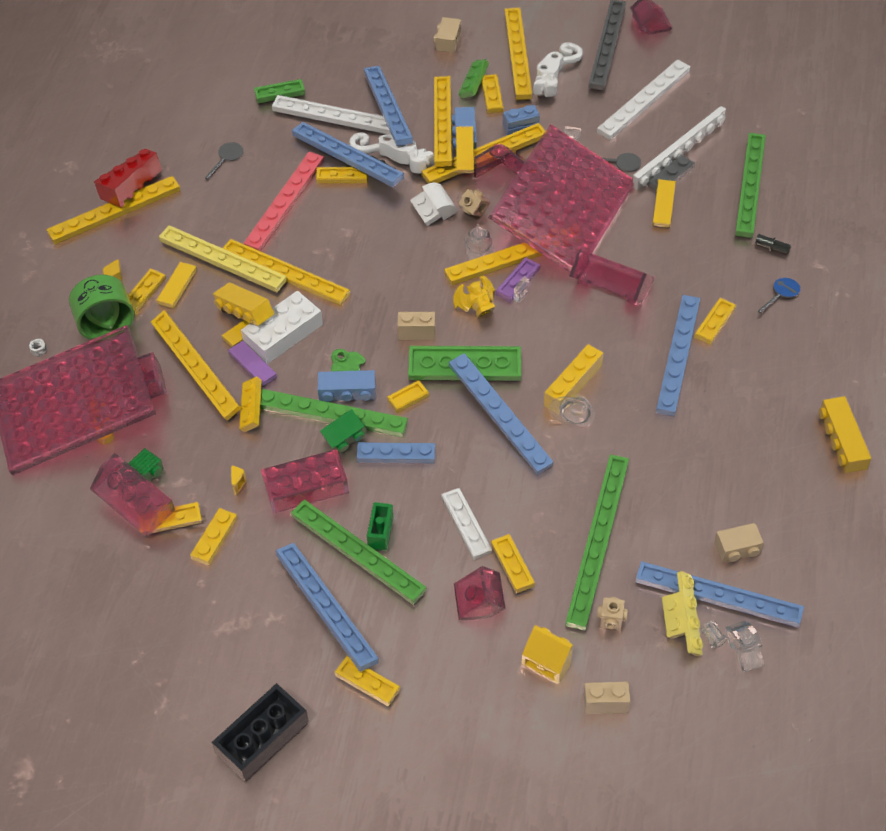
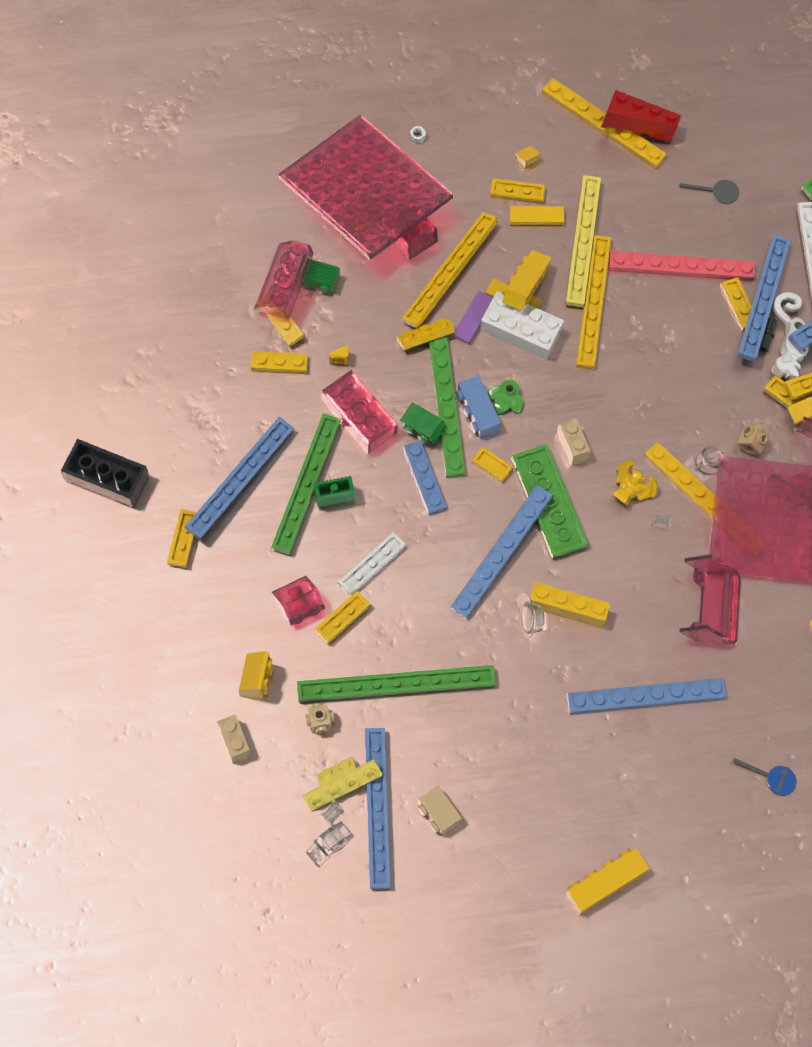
camera: 65 degrees right, 15 degrees up
(100, 306) = (469, 164): bright green piece -> none
(433, 203) = (737, 402): white brick -> none
(527, 269) = (681, 515): medium lavender tile -> none
(715, 321) = (704, 720): yellow tile -> none

